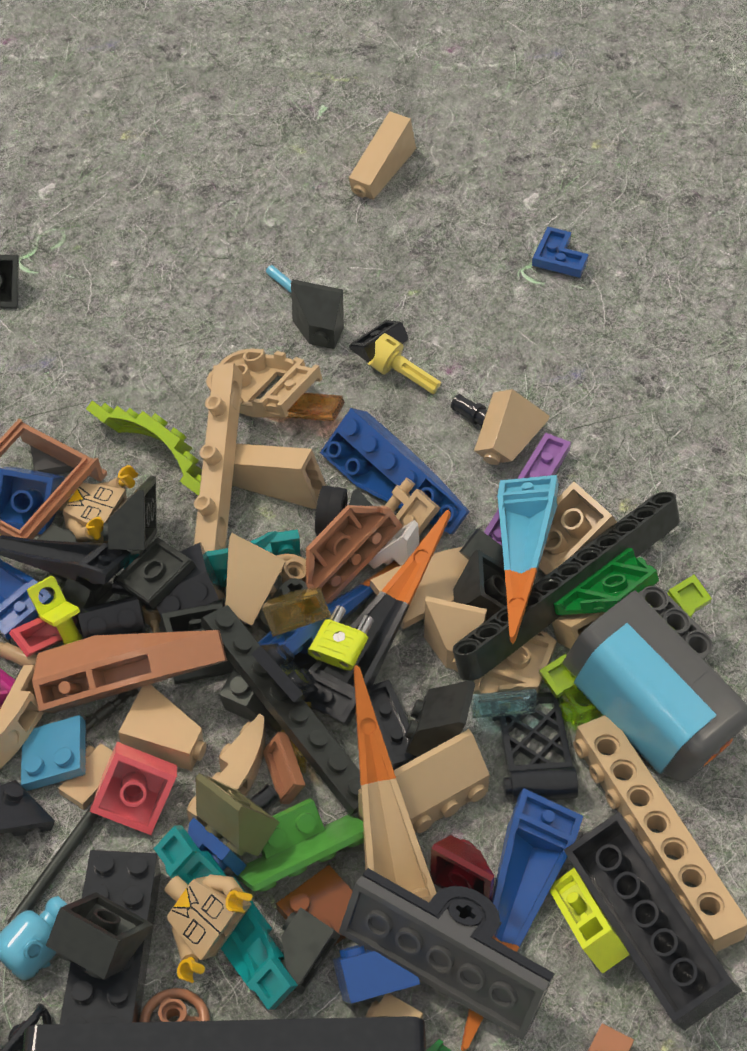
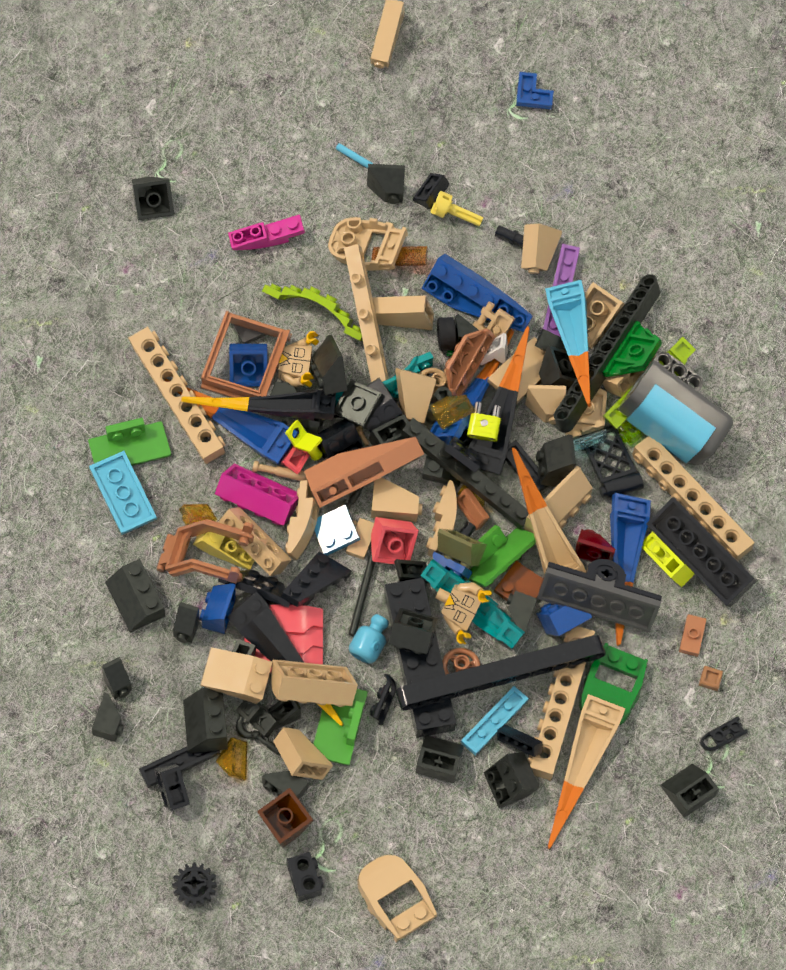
camera: 20 degrees left, 15 degrees up
(123, 350) = (267, 235): none -> dark pink slope
(138, 835) = (409, 569): none -> pearl dark grey slope

